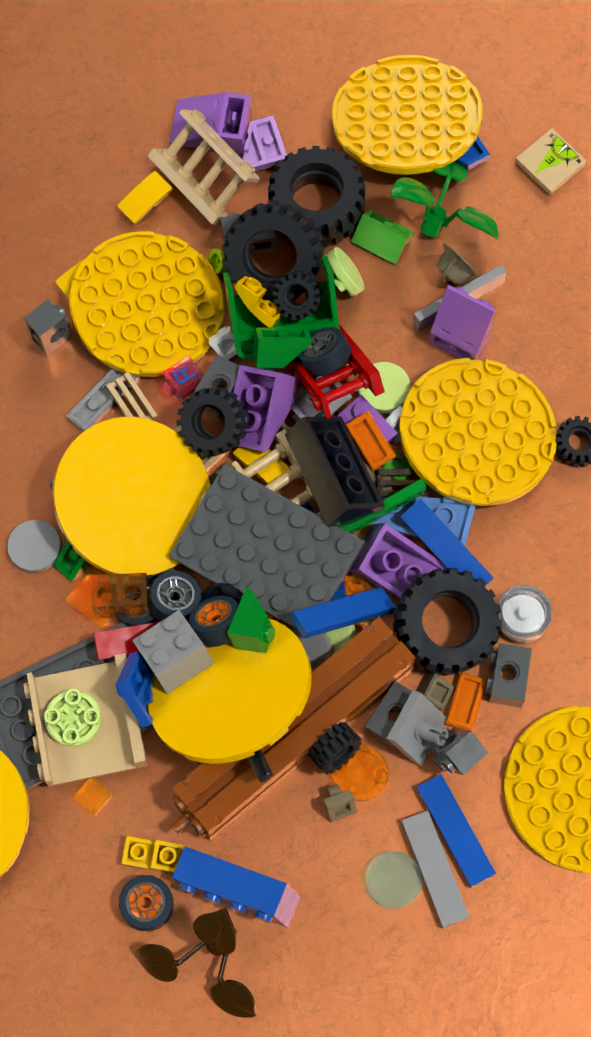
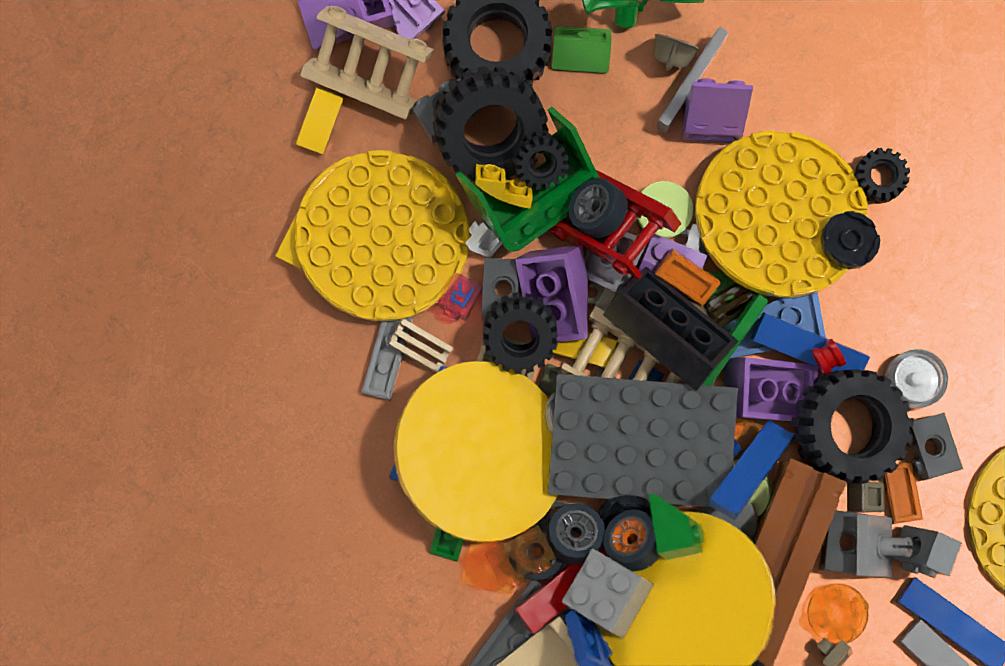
camera: 30 degrees left, 10 degrees up
(34, 546) = (401, 543): light grey tile -> none
(48, 327) = (297, 310): dark grey brick -> none
(215, 258) = (430, 153): lime tile -> none
(279, 346) = (550, 223): green slope -> none
(335, 747) = (811, 608): black tyre -> none
(346, 273) = (567, 106): yellowish green tile -> none
(455, 556) = (828, 357): none -> red wheel
(522, 475) = (850, 240): none -> black tile

